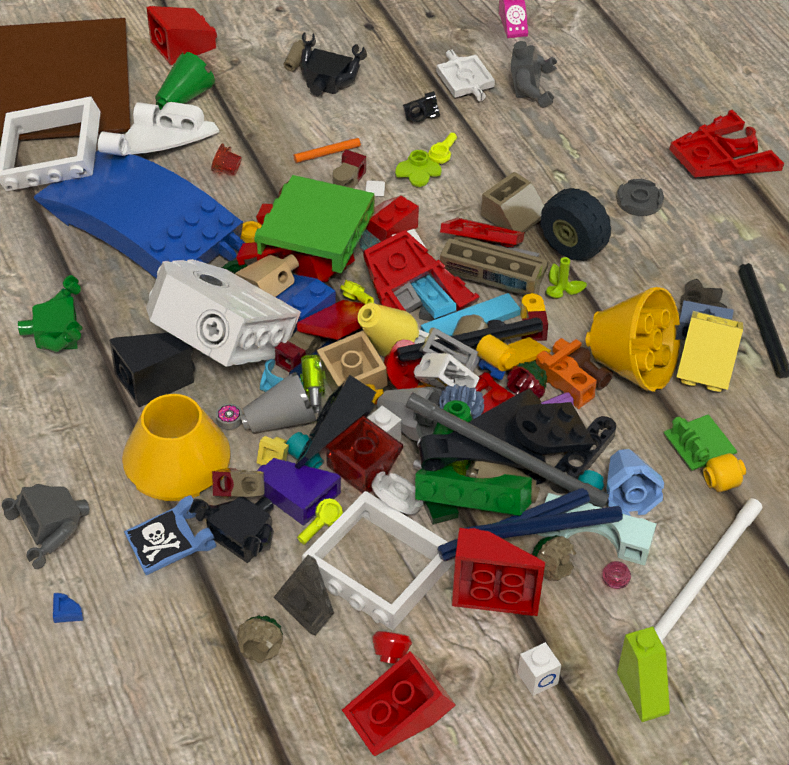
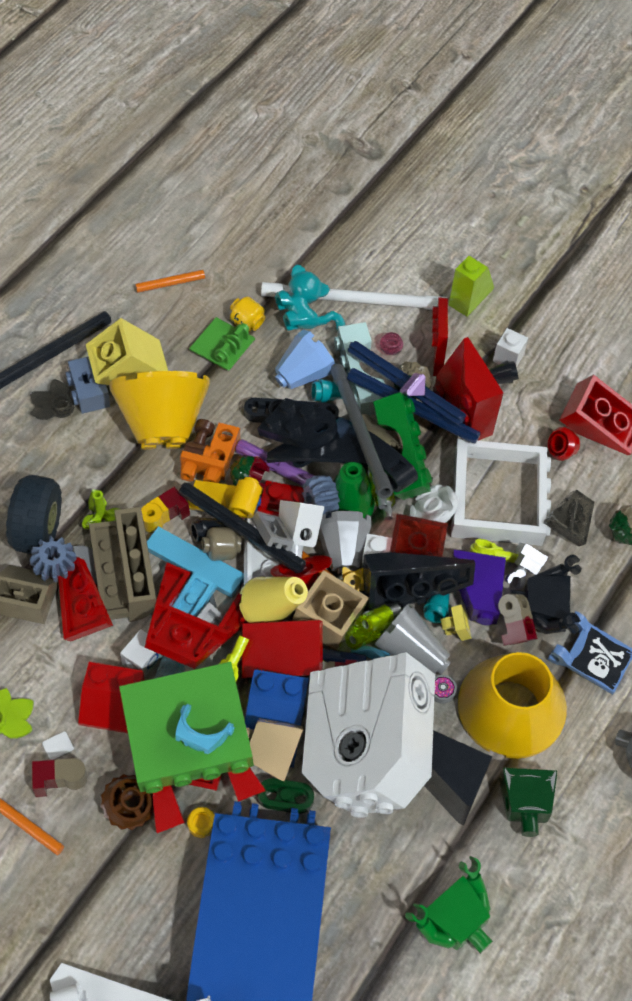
camera: 125 degrees left, 10 degrees up
(95, 413) = (528, 797): none -> dark green torso
(226, 160) = (116, 912): clear red piece -> none
(290, 531) = (527, 561): none -> piece
(297, 200) = (200, 741): none -> medium azure helmet
(514, 645) = (505, 372): none -> black cone
(521, 214) = (56, 567): none -> sand blue gear
(522, 511) = (414, 386): none -> lavender slope
(593, 607) = (440, 333): none -> red wing
(722, 519) = (304, 290): none -> teal animal

